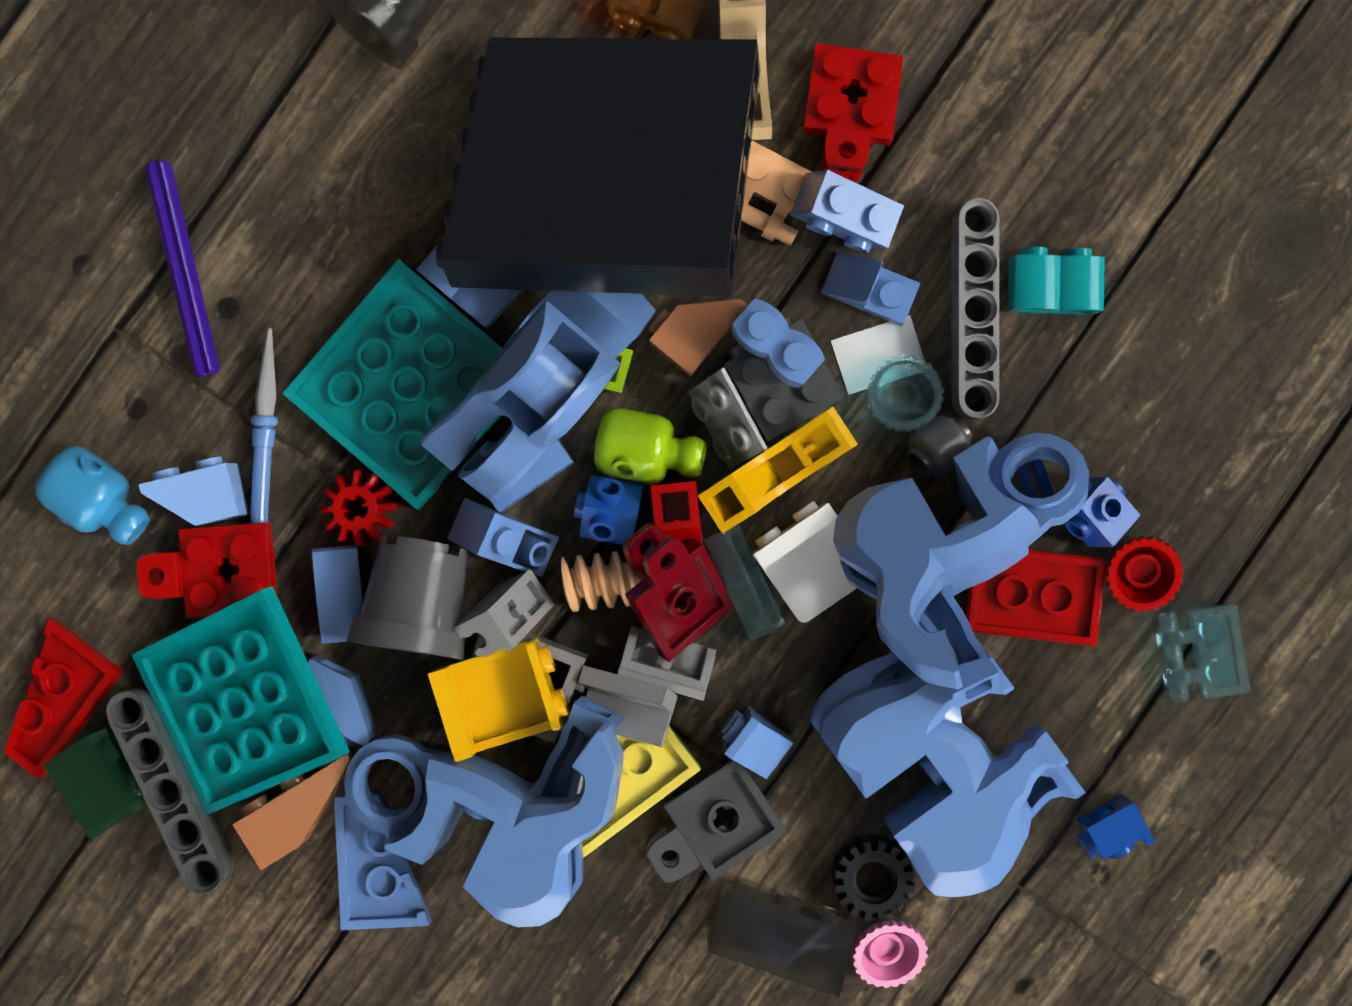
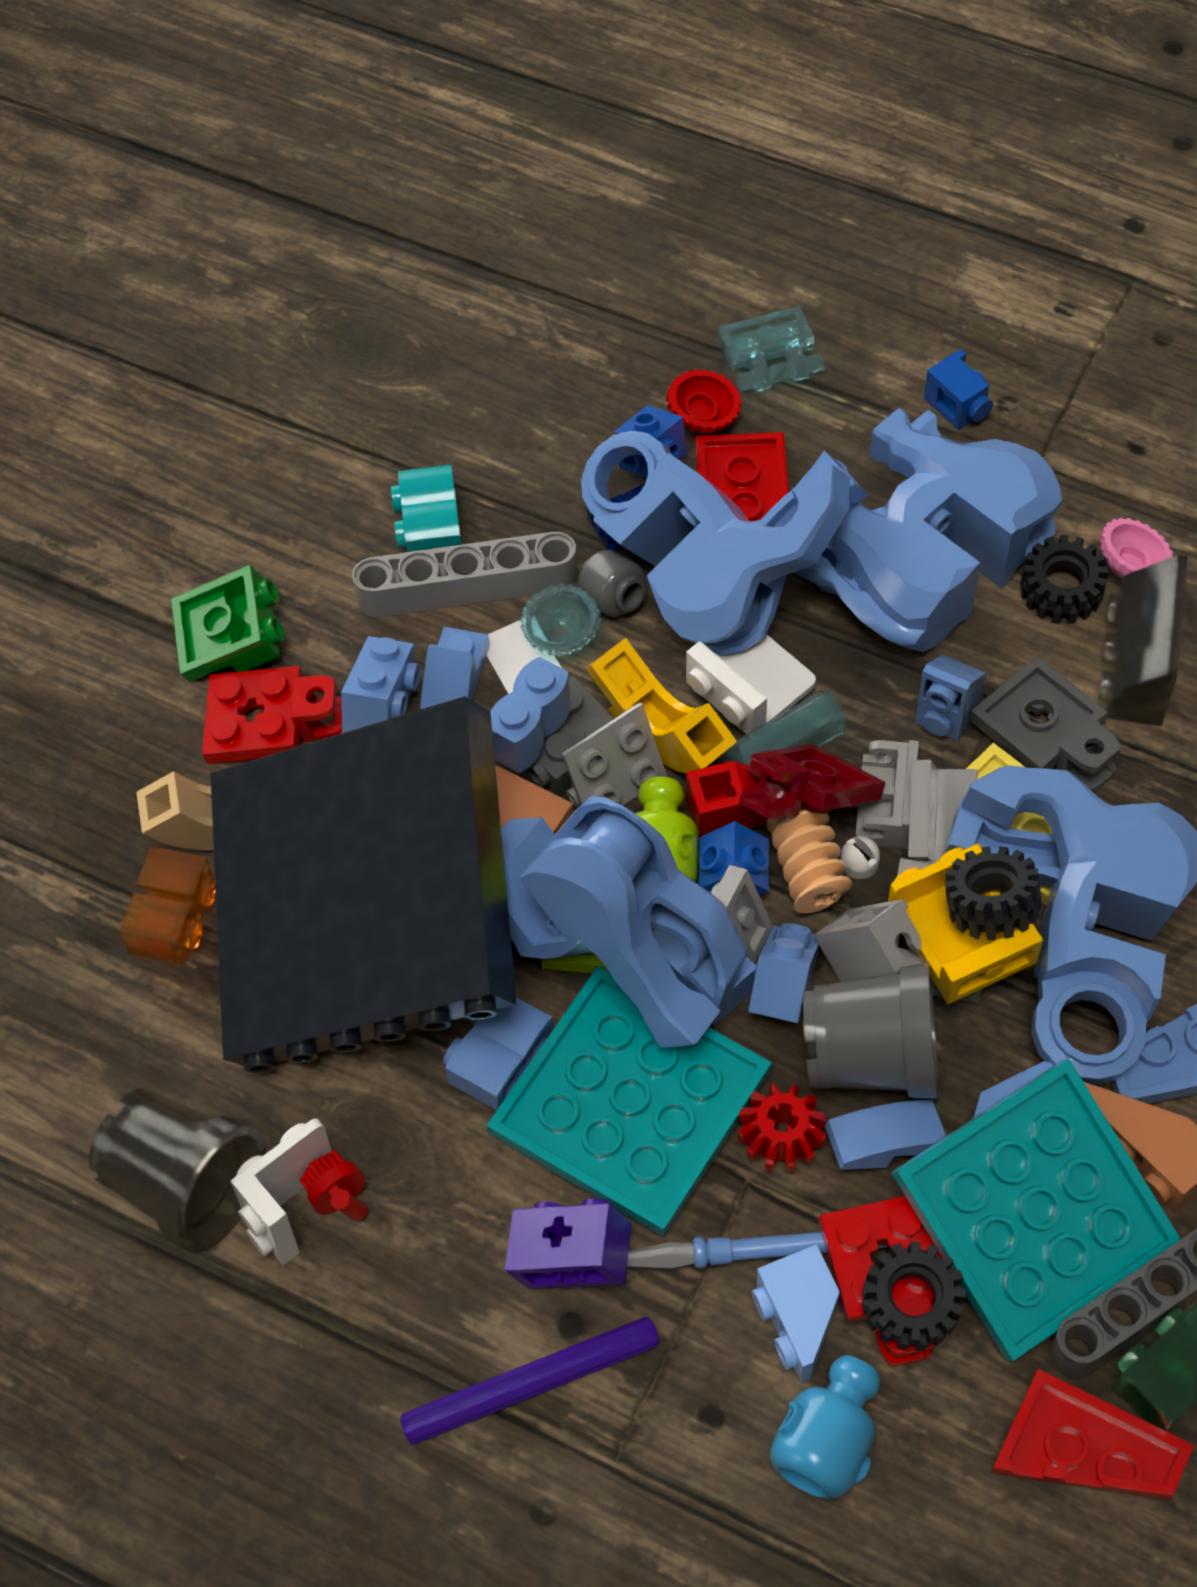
camera: 95 degrees left, 30 degrees down
(142, 582) = (932, 1269): none -> black tyre
(274, 311) = (568, 1245): none -> brick
(339, 59) = (272, 1180): none -> white bracket
(366, 125) = (334, 1186): none -> red piece
(531, 738) = (995, 912): none -> black tyre
(551, 504) = (745, 908): none -> light grey plate
(608, 617) = (856, 862): none -> white hinge
(954, 75) = (227, 624): none -> green plate

